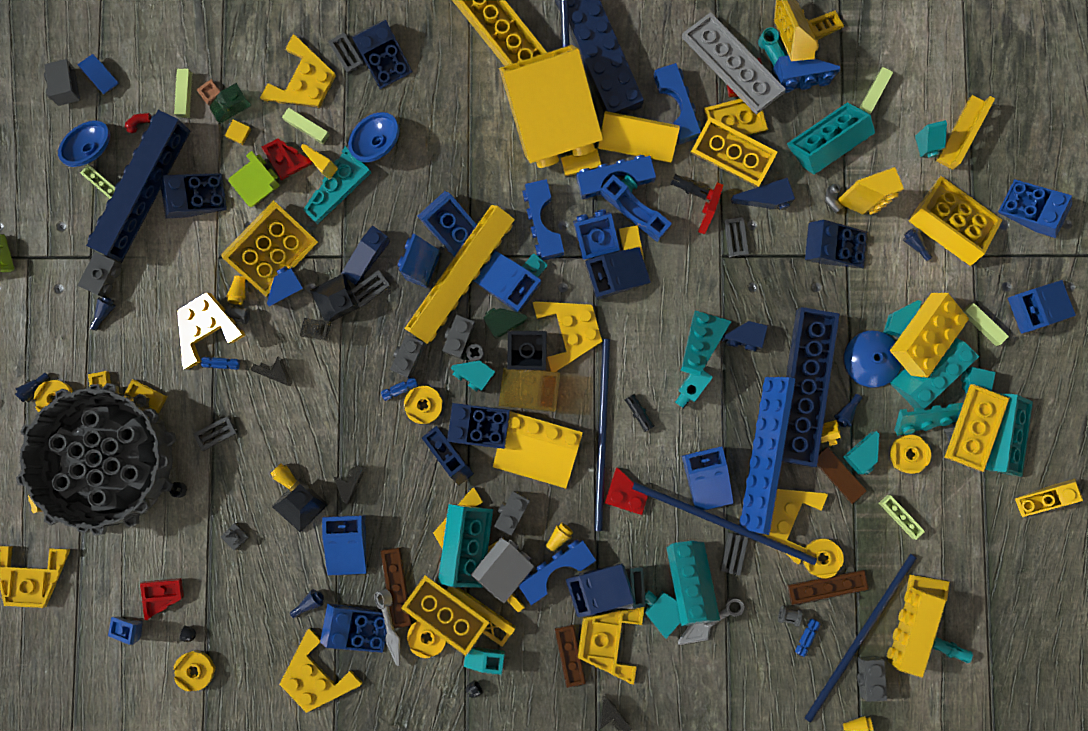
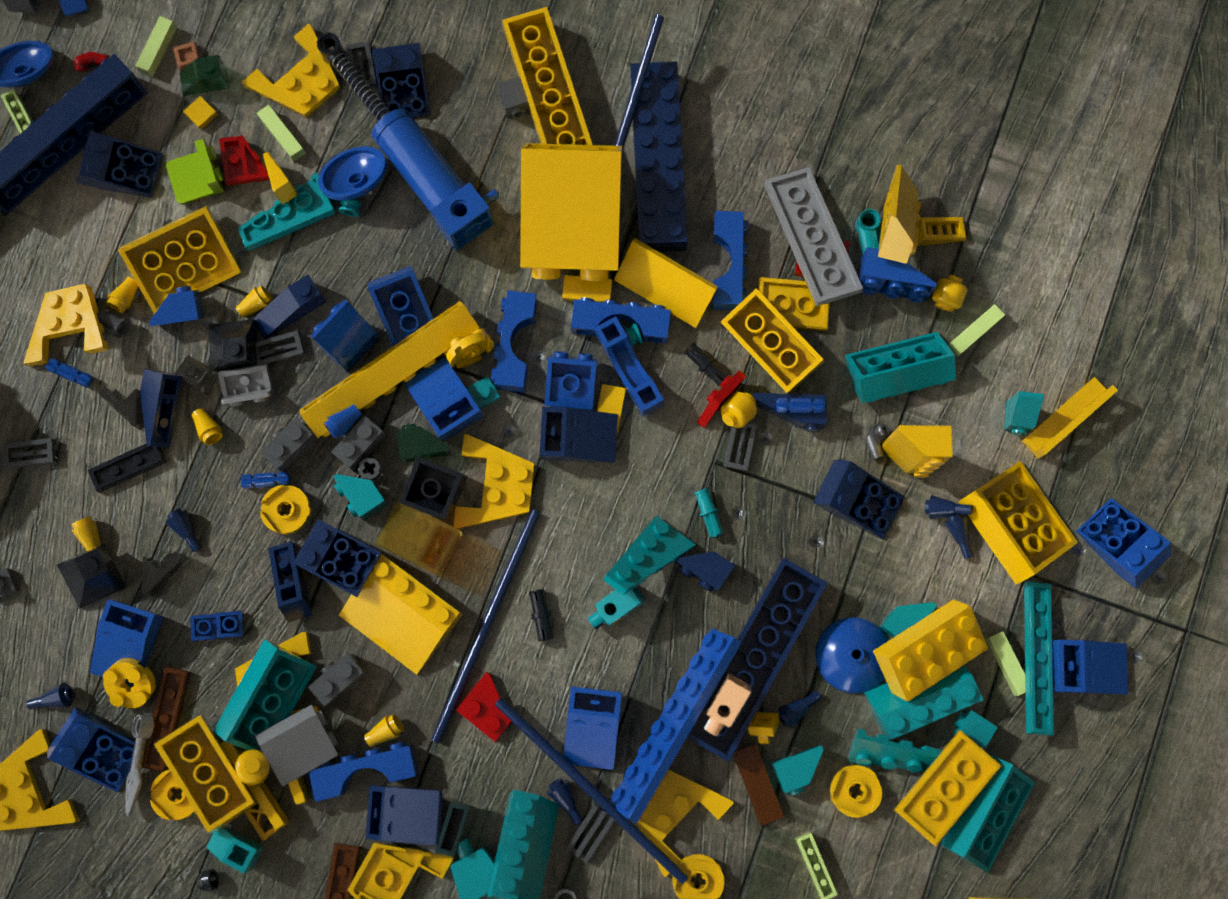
camera: 20 degrees right, 5 degrees down
(292, 416) = (126, 467): none -> black tile
(298, 360) = (159, 405): none -> dark blue slope
(338, 260) = (254, 301): none -> yellow cone
(340, 366) = (206, 427): none -> yellow cone
(351, 444) = (181, 524): none -> dark blue cone
(356, 581) = (117, 689): none -> yellow plate
(357, 324) = (245, 384): none -> light grey bracket
(381, 164) = (350, 208): none -> teal bush
(406, 507) = (216, 626): none -> blue slope
(442, 324) = (342, 421): none -> blue cone
(462, 135) = (453, 204): none -> blue piece
(470, 37) = (513, 97): none -> dark grey brick
(478, 598) = (252, 767): none -> yellow head
(512, 239) = (468, 349): none -> yellow plate
(703, 533) = (562, 794): none -> dark blue cone
(727, 211) = (738, 409): none -> yellow head
(732, 294) = (709, 513): none -> teal axle
(771, 192) = (800, 405): none -> blue axle
(805, 418) = (731, 693): none -> light nougat torso
(848, 71) = (949, 293): none -> yellow head
(897, 230) = (939, 508): none -> dark blue cone
(1005, 313) = (1038, 659): none -> teal tile

